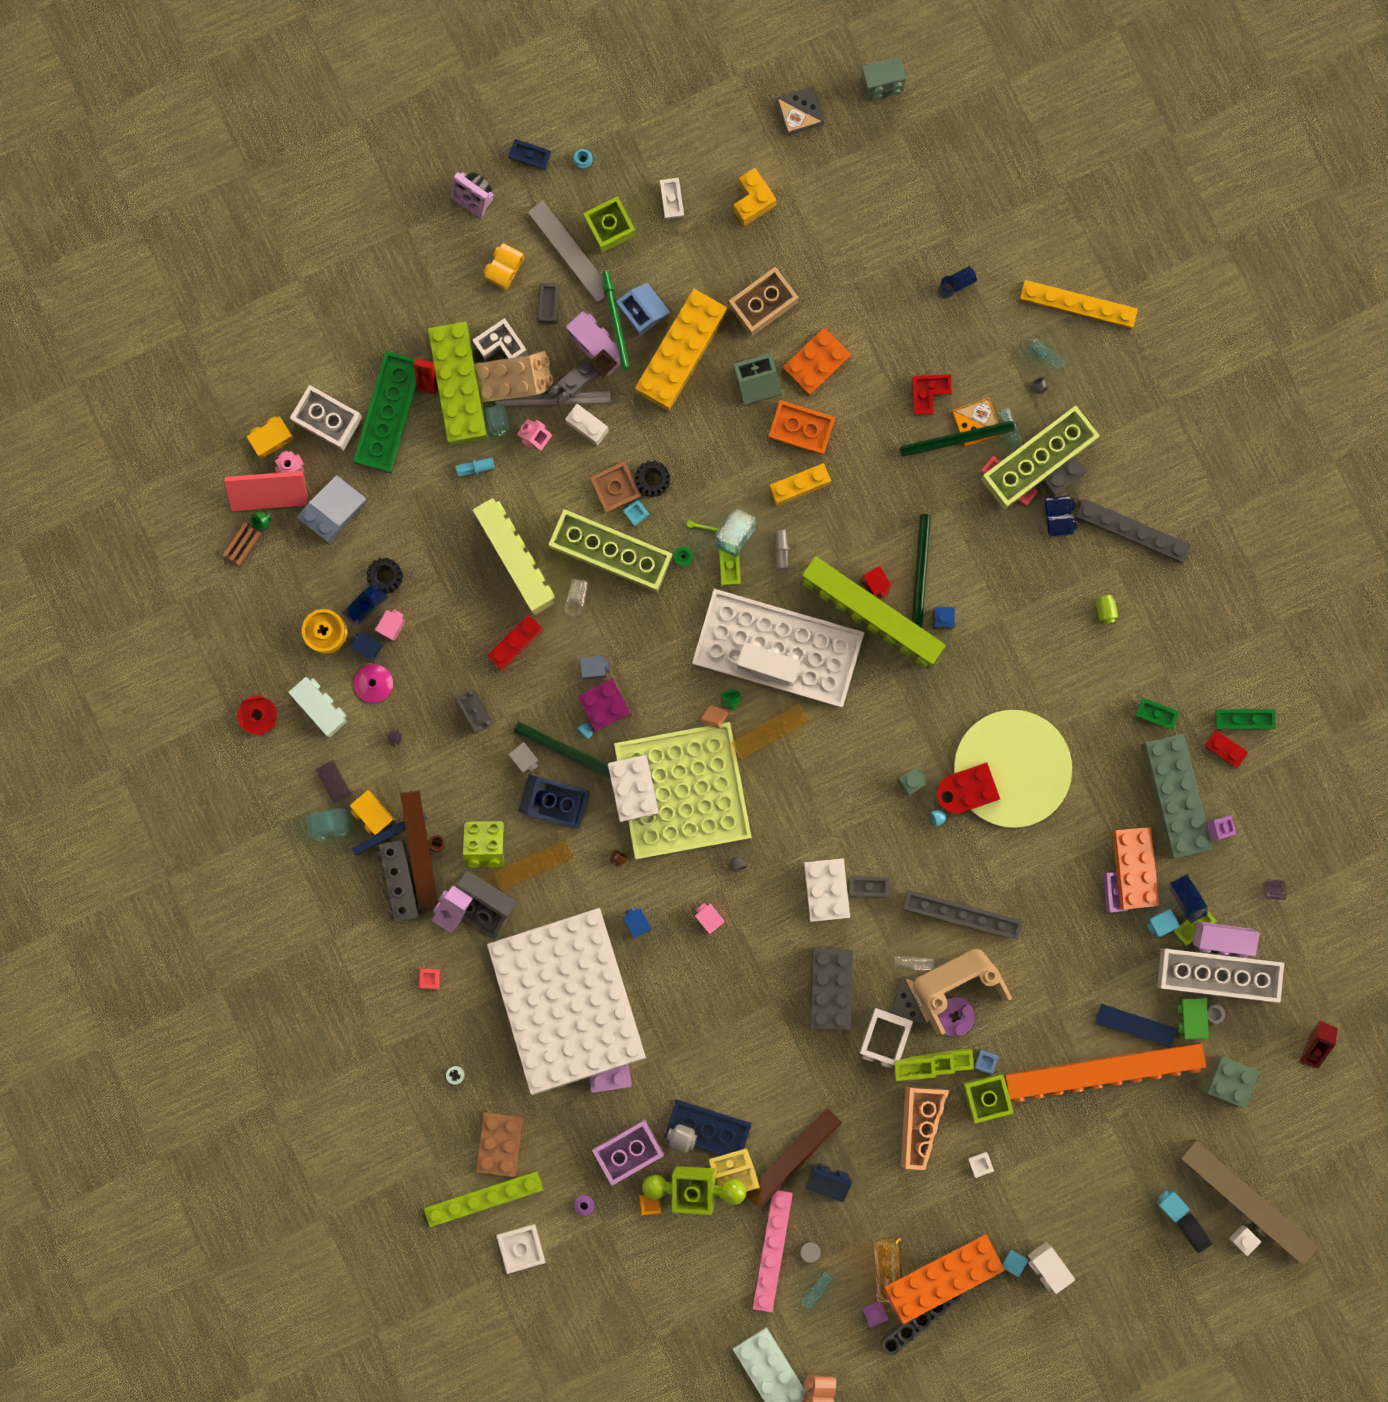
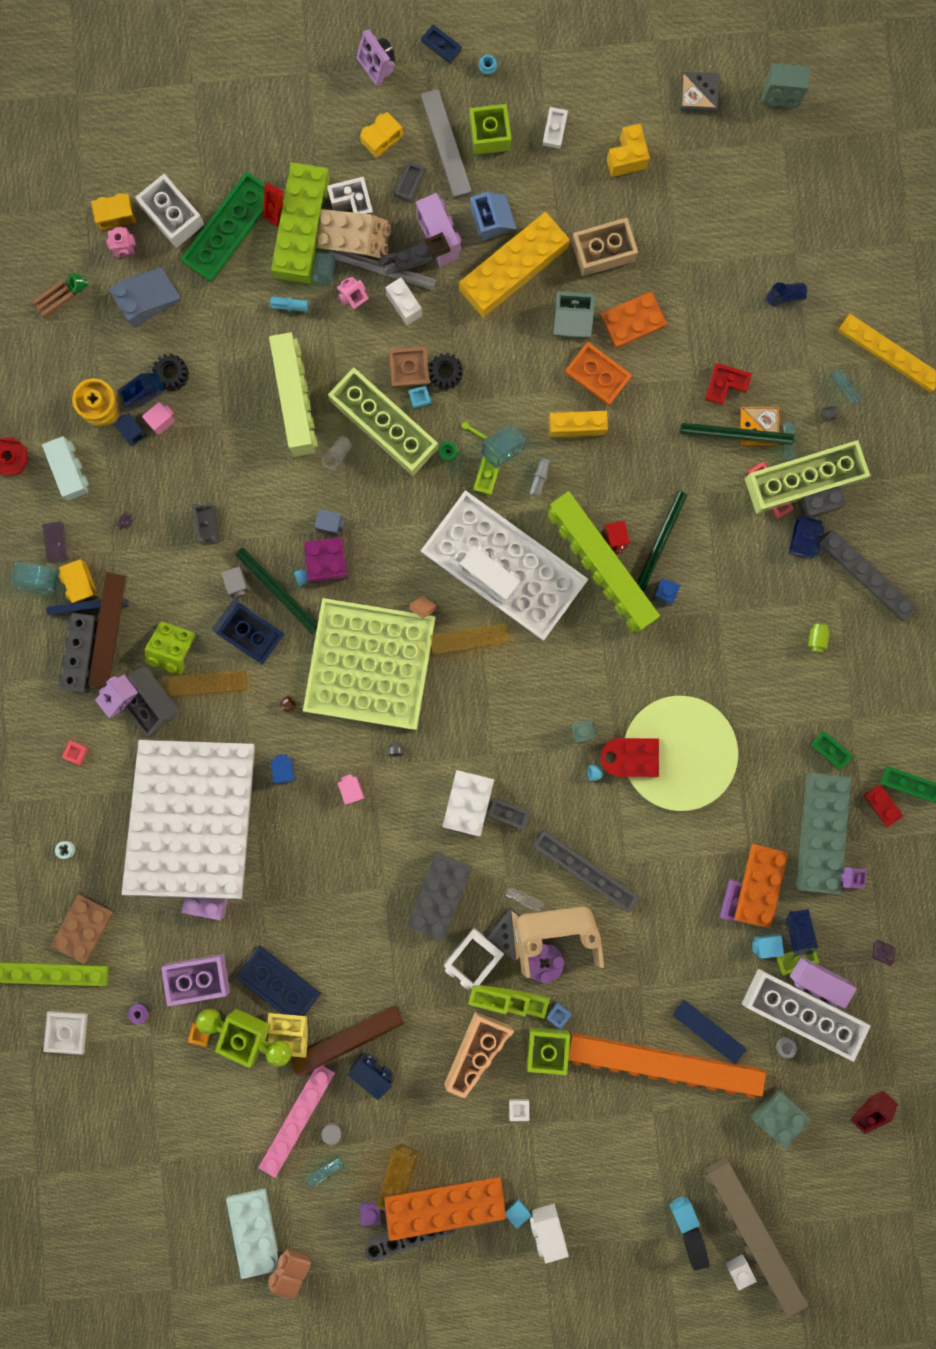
camera: 10 degrees right, 0 degrees up
(266, 491) = (90, 256): coral tile -> none
(383, 685) = (131, 472): dark pink dish -> none
(436, 840) = (129, 628): reddish brown hinge -> none
(515, 643) = (265, 474): red brick -> none
(609, 291) = (468, 188): green bar -> none
(633, 788) = (323, 645): white brick -> none
(681, 1138) = (249, 985): light grey head -> none
(730, 698) = (444, 596): green tile -> none
(1192, 1018) = (765, 1045): bright green brick -> none

